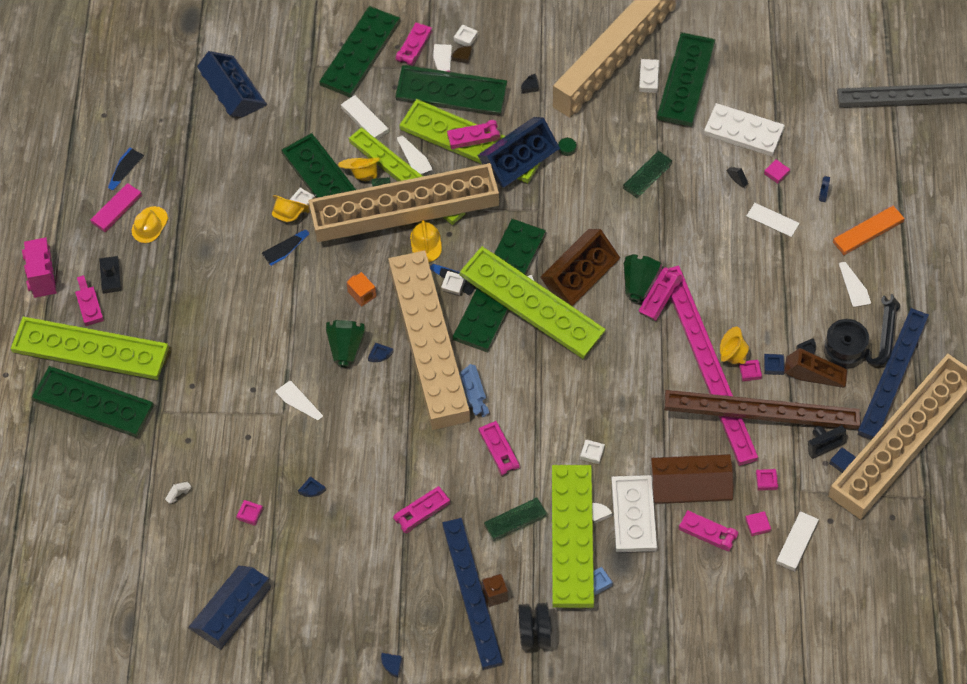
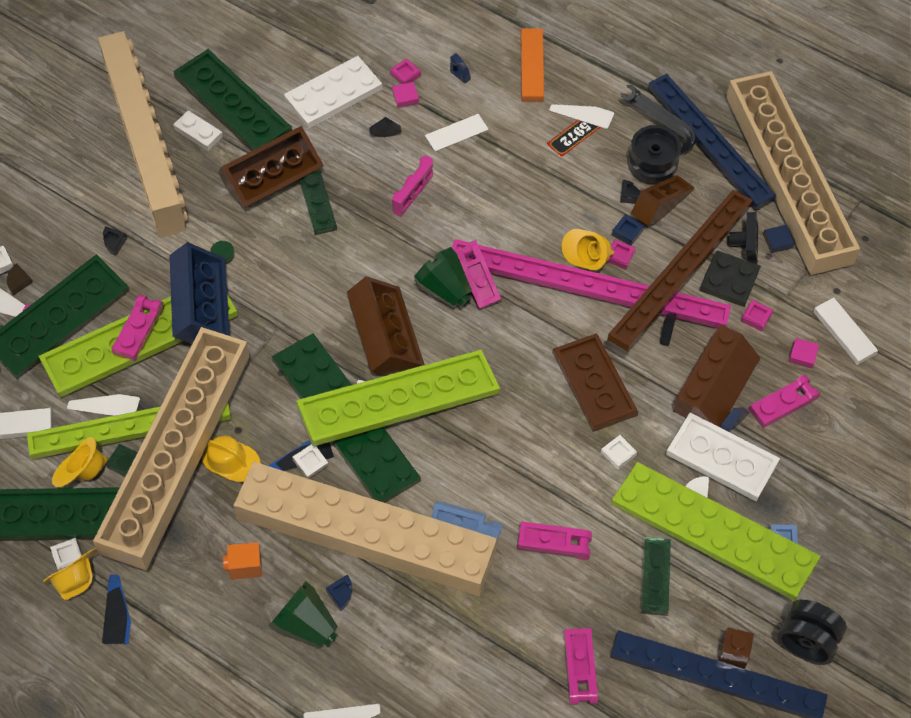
camera: 60 degrees left, 0 degrees up
(634, 410) = (595, 382): none -> reddish brown tile
(649, 130) = (270, 167): none -> reddish brown slope
(670, 506) = (735, 417): none -> dark blue tile
(703, 218) = (413, 186): none -> dark pink plate
(710, 429) = (668, 329): none -> black tile
(784, 447) = (730, 278): none -> pearl dark grey plate
(796, 160) = (405, 72): none -> dark pink tile
(827, 289) = (572, 137): none -> sticker

